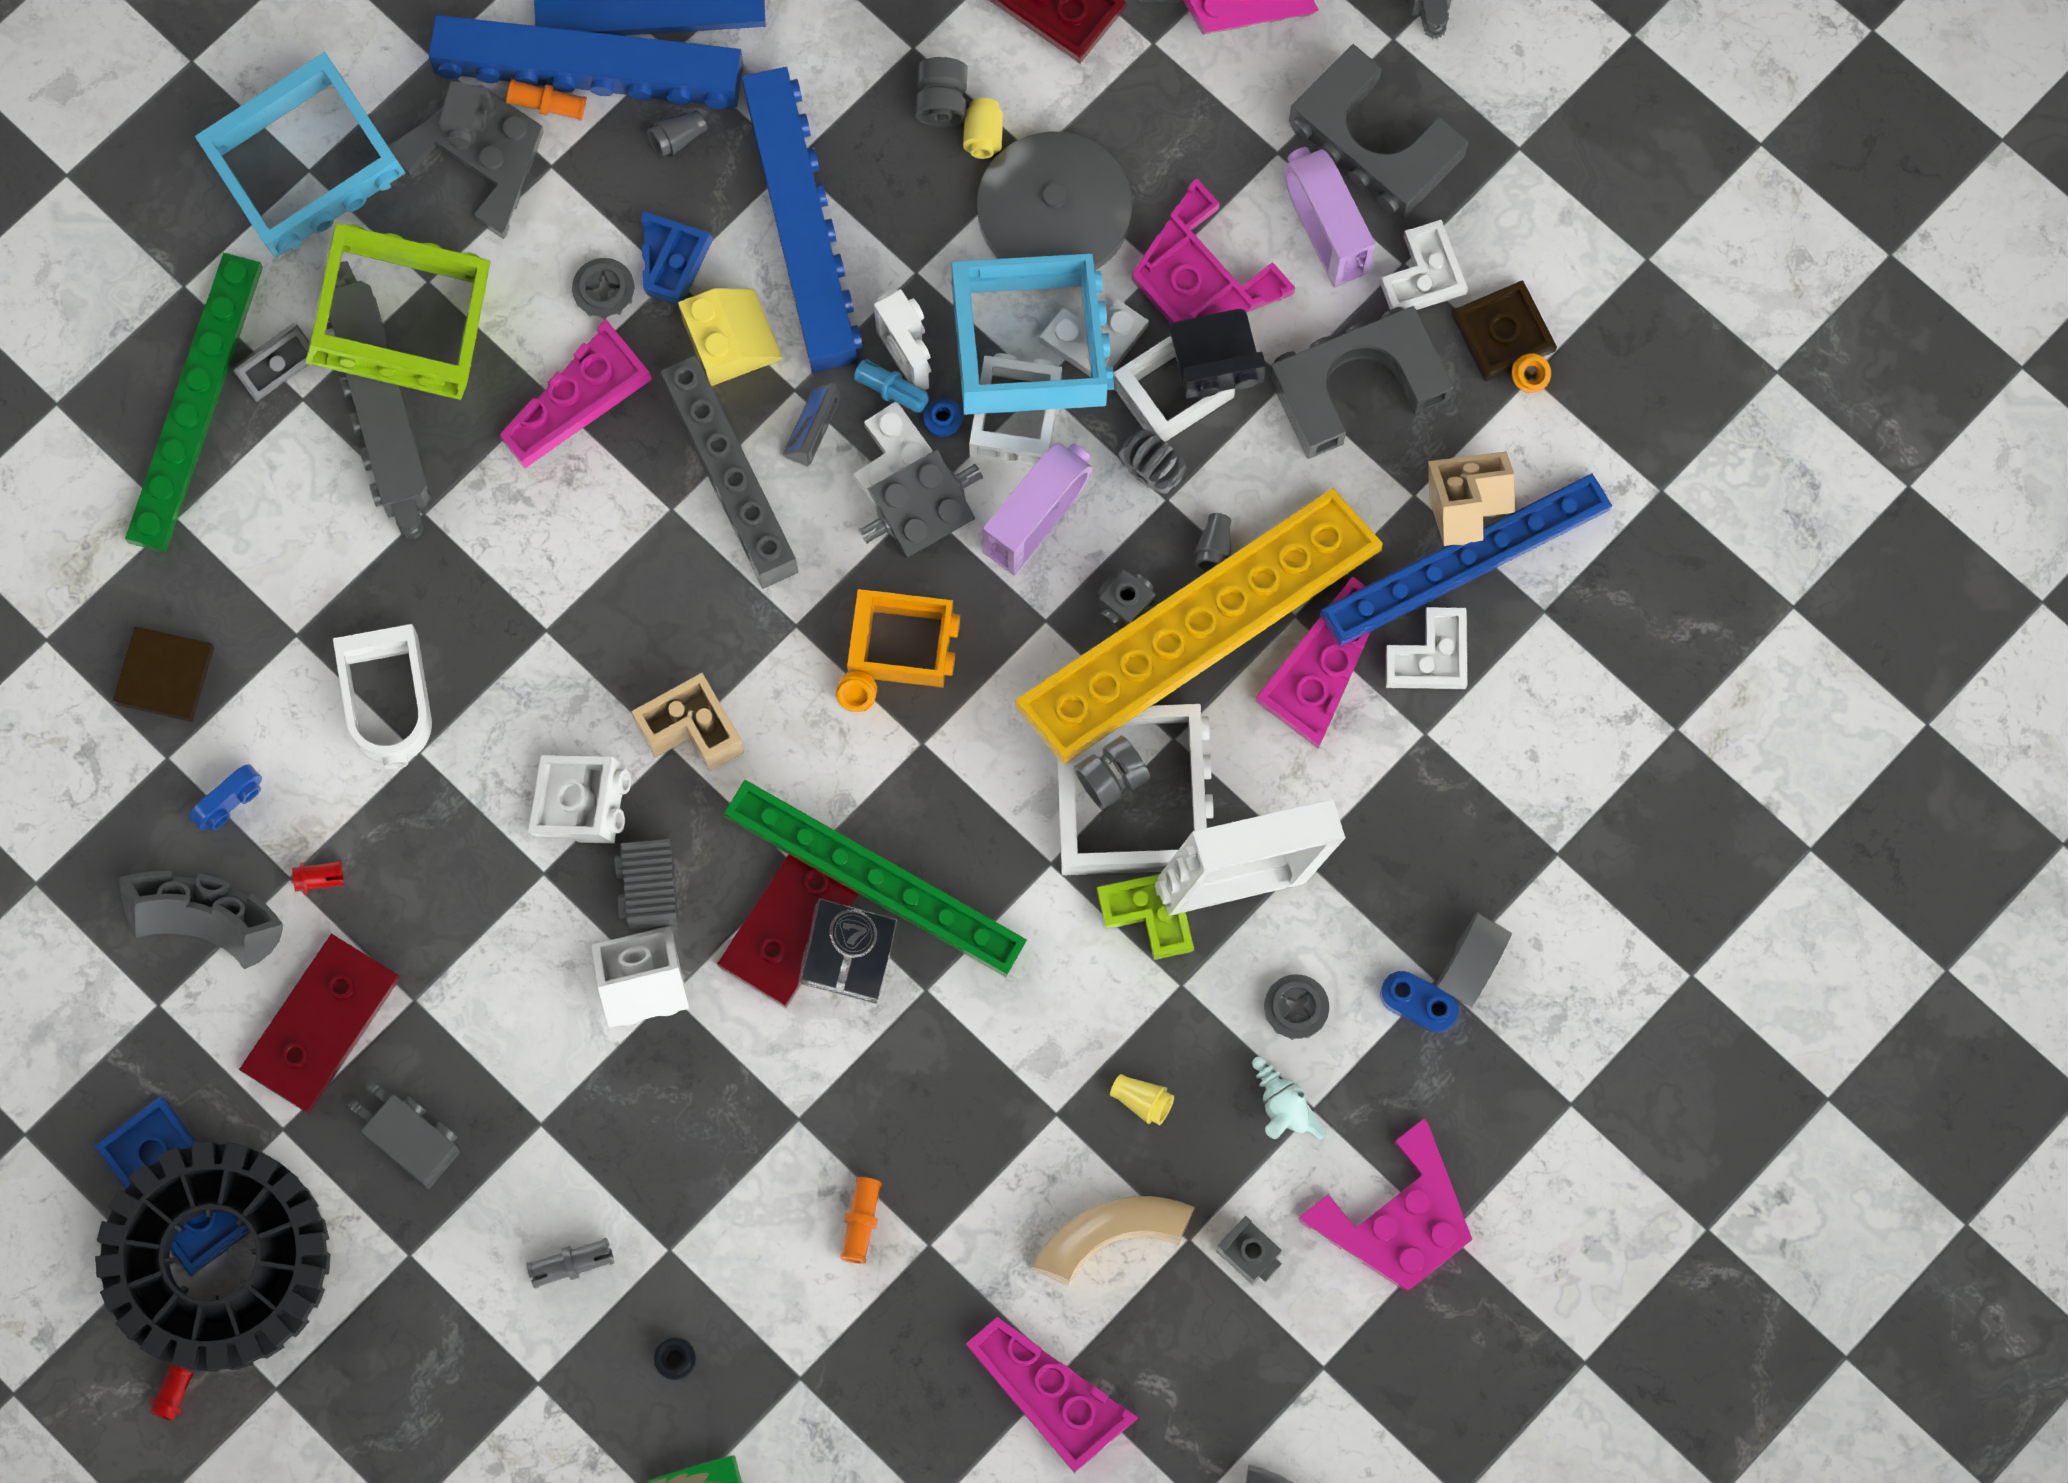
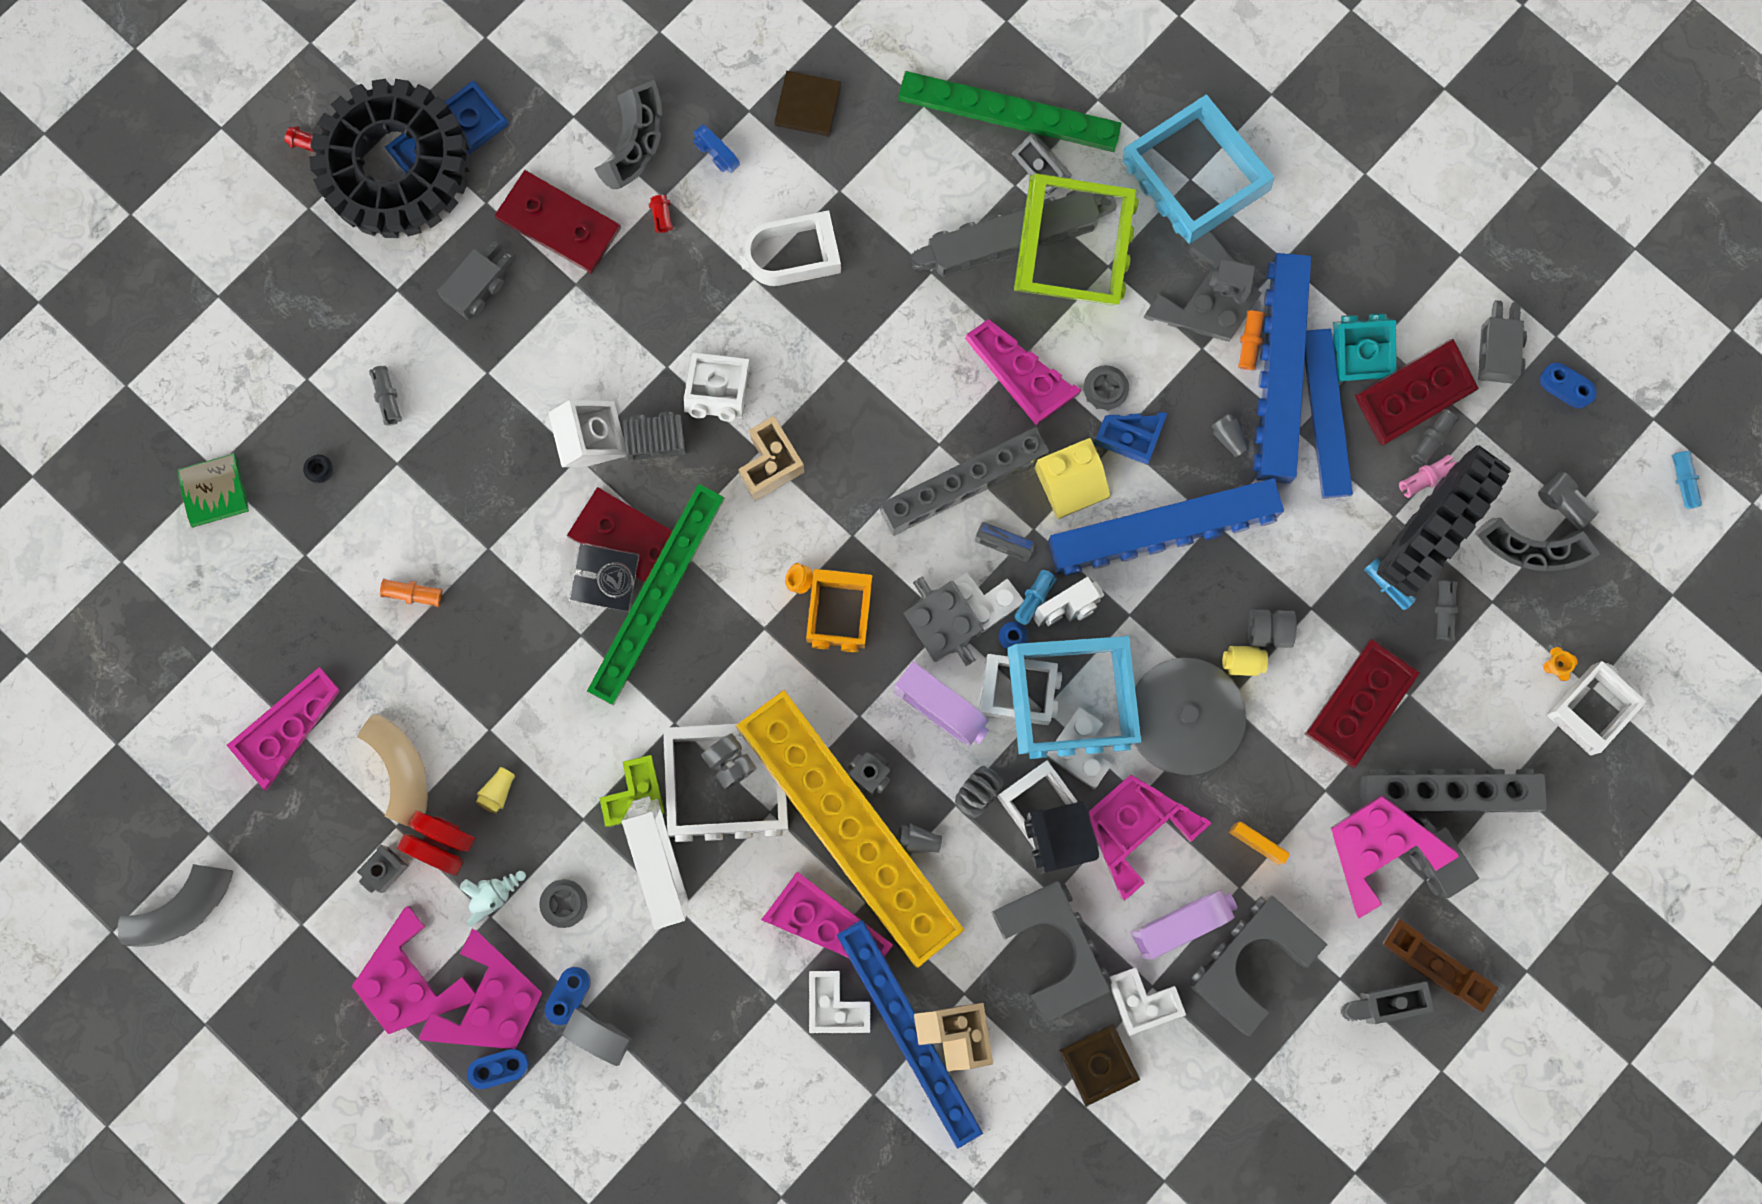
camera: 85 degrees right, 5 degrees up
(1212, 1166) = (437, 840): none -> red wheel
(1222, 122) = (1259, 843): none -> light orange tile
(1435, 1090) = (499, 1005): none -> dark pink wing
(1517, 1091) = (498, 1069): none -> blue plate
(1543, 373) = (1055, 1090): light orange plate -> none

